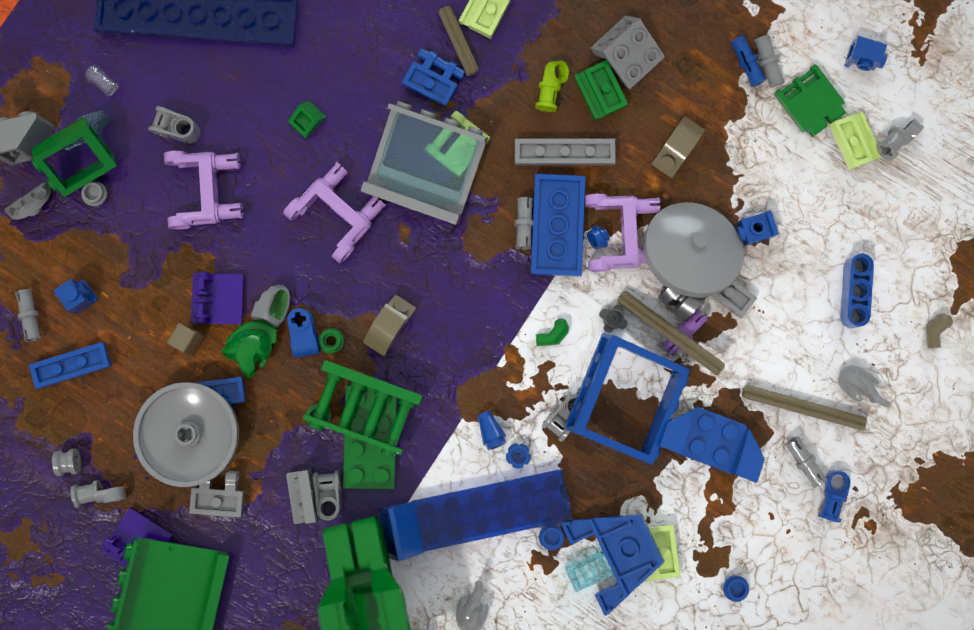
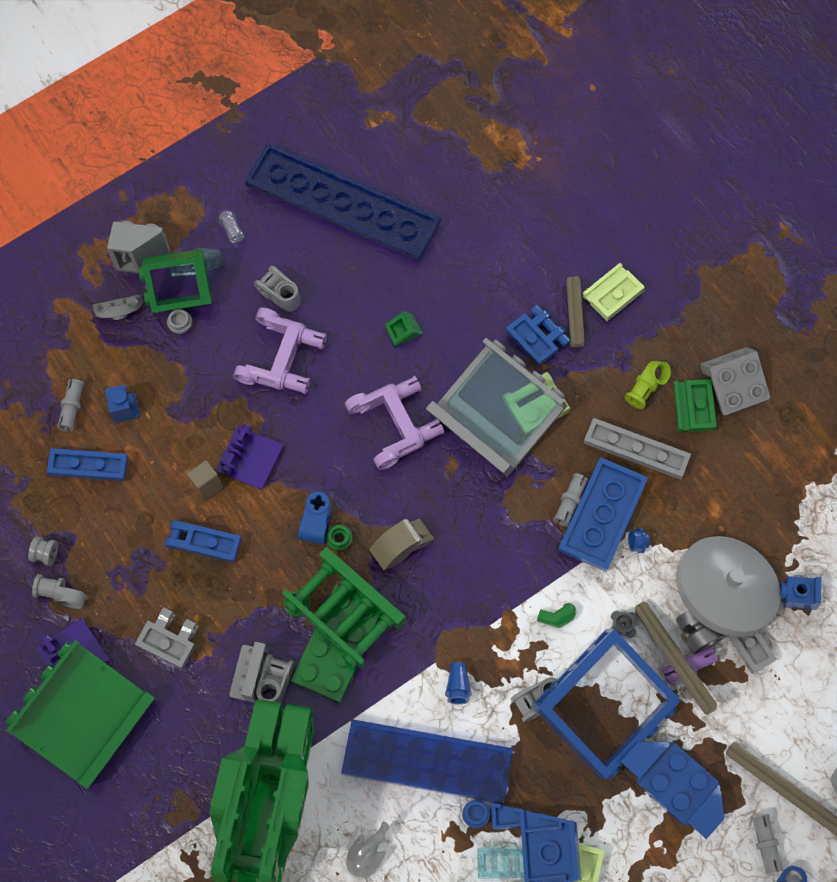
camera: 30 degrees right, 15 degrees down
(185, 434) = (166, 566): light grey dish -> none
(250, 344) = (261, 511): green helmet -> none
(272, 305) = (297, 483): light grey rock -> none
(401, 531) = (330, 743): blue slope -> none
(518, 462) = (481, 714): blue plate -> none
(629, 209) = (680, 525): lavender connector -> none
(678, 147) = (749, 483): dark tan brick -> none

